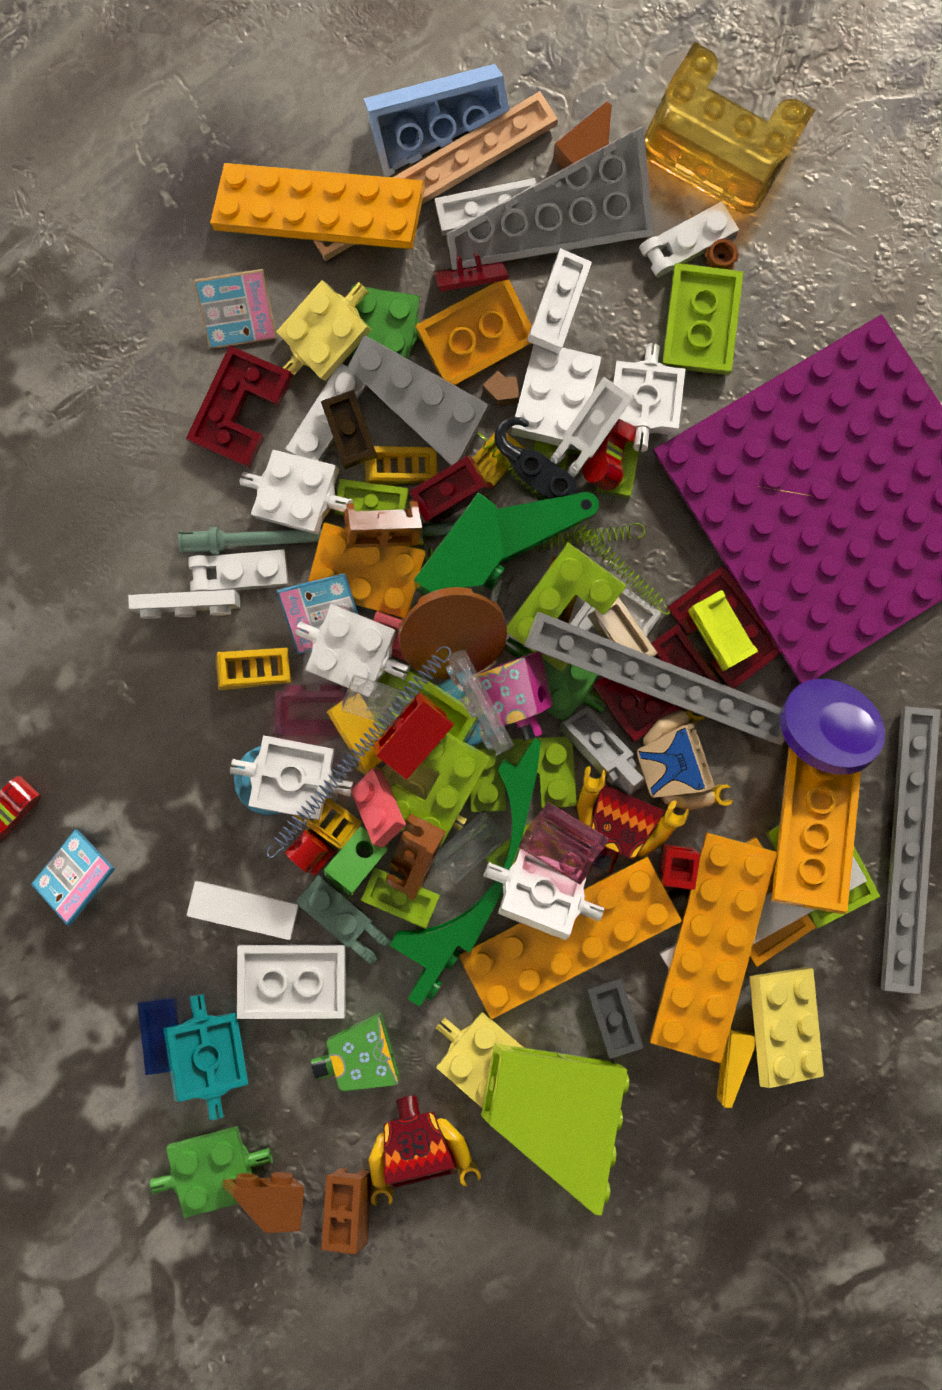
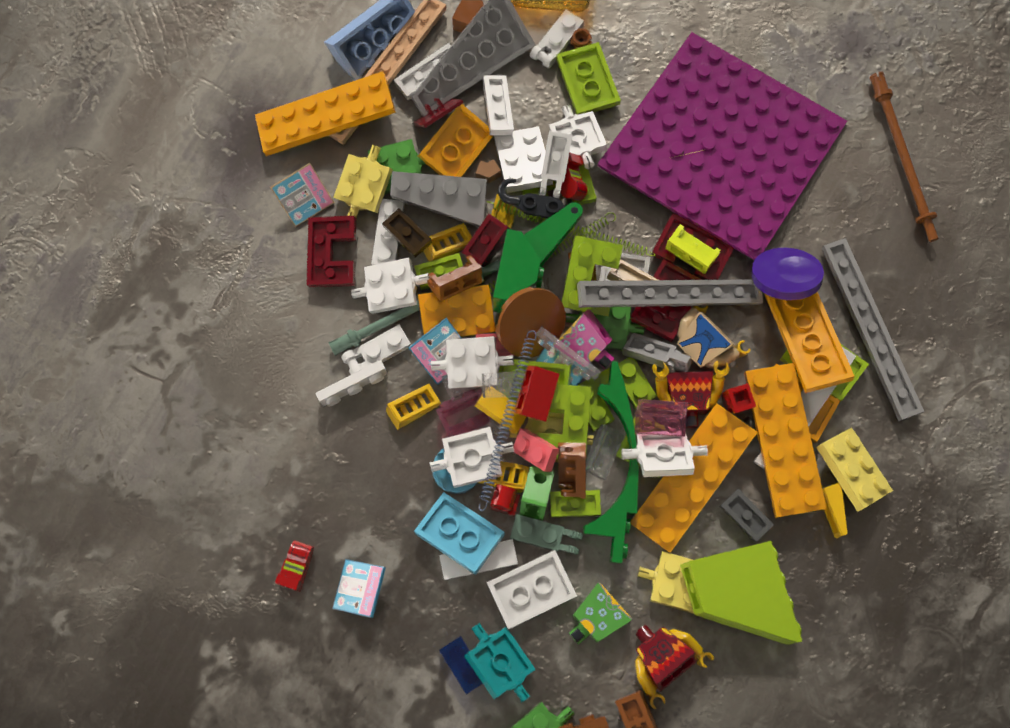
camera: 25 degrees left, 10 degrees down
(231, 867) = (459, 533): none -> medium azure plate

